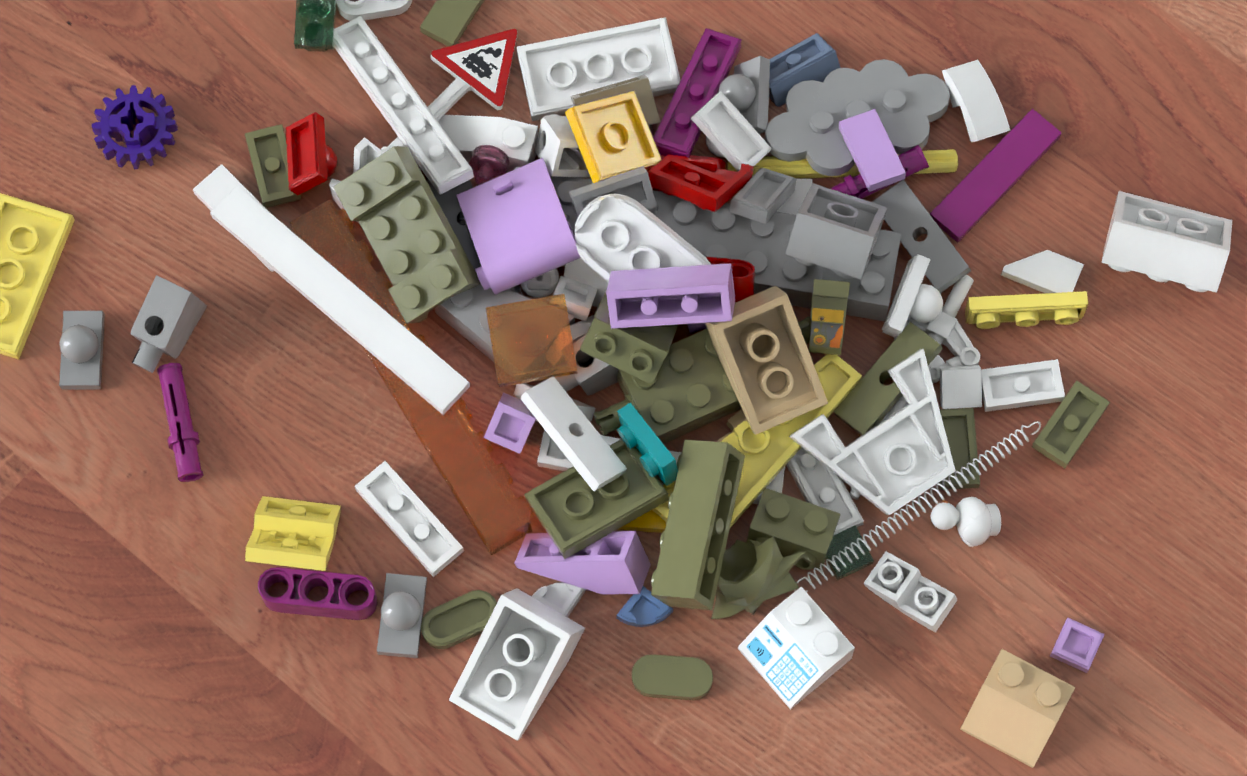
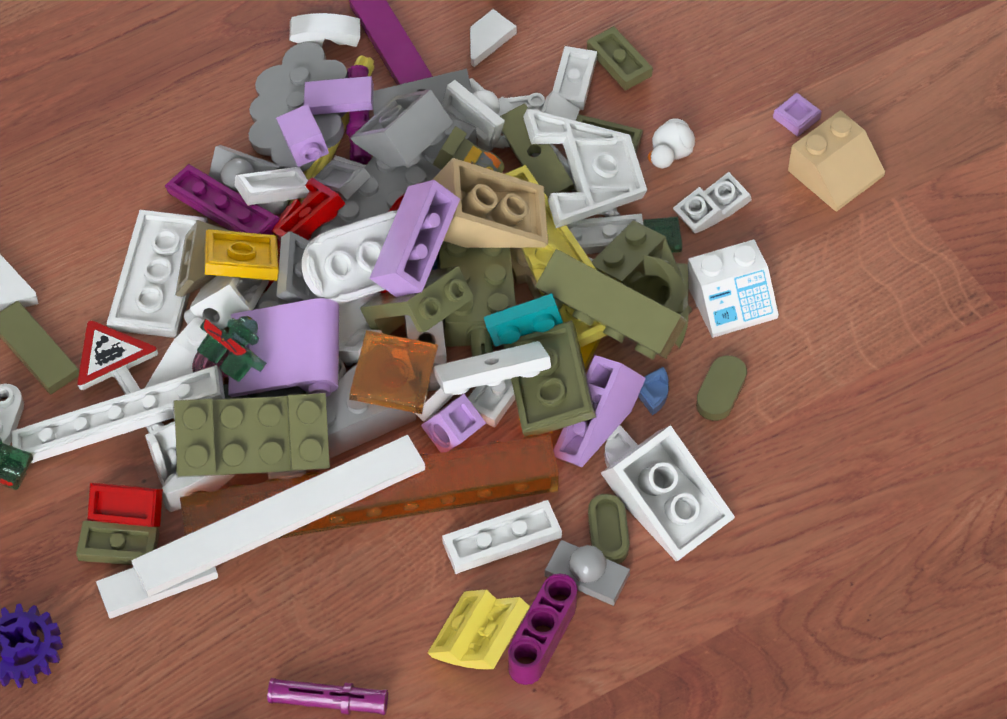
camera: 70 degrees left, 15 degrees down
(168, 309) = (229, 670): light grey torso -> none
(492, 174) = (240, 334): none -> clear green hips
(797, 135) = (302, 135): none -> lavender brick
(802, 62) = (231, 129): sand blue slope -> none
(919, 503) = (624, 121): white piece -> none
(1026, 309) = (514, 52): light yellow tile -> none

